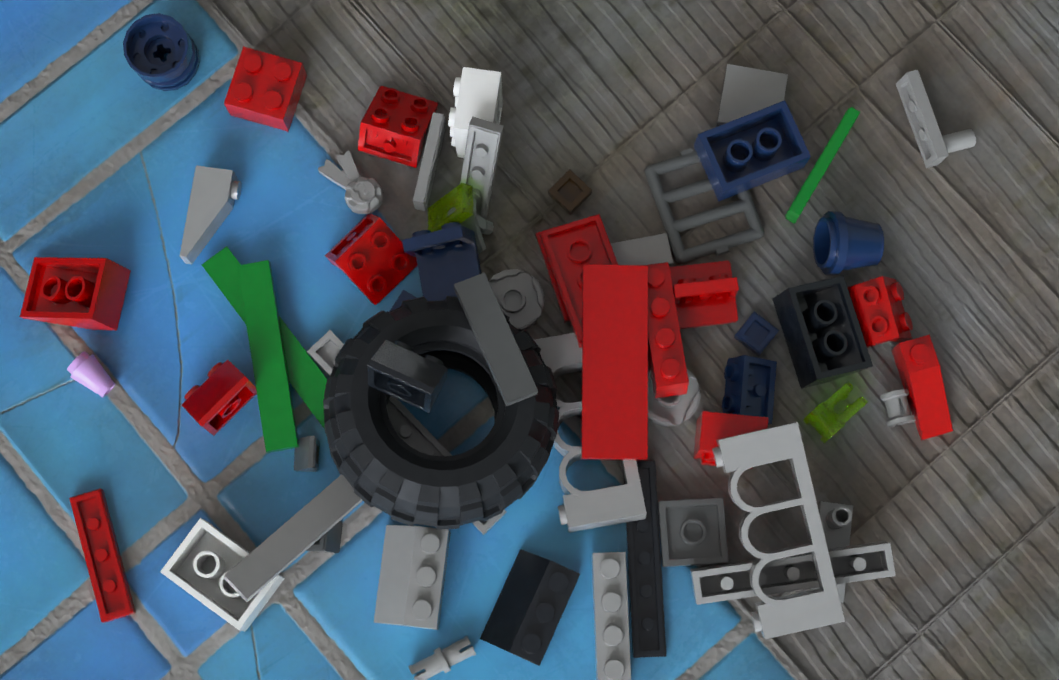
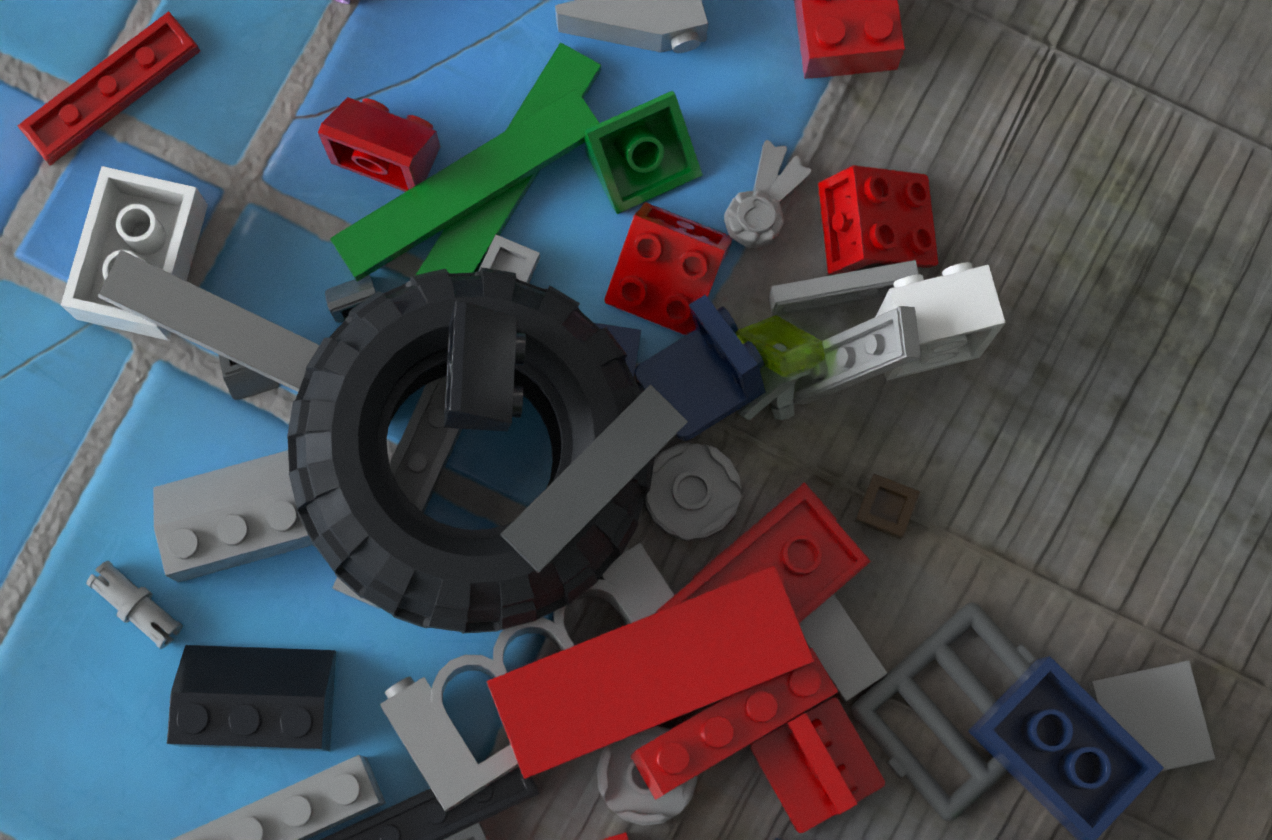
camera: 65 degrees right, 0 degrees up
(295, 243) = (642, 152): none -> green slope

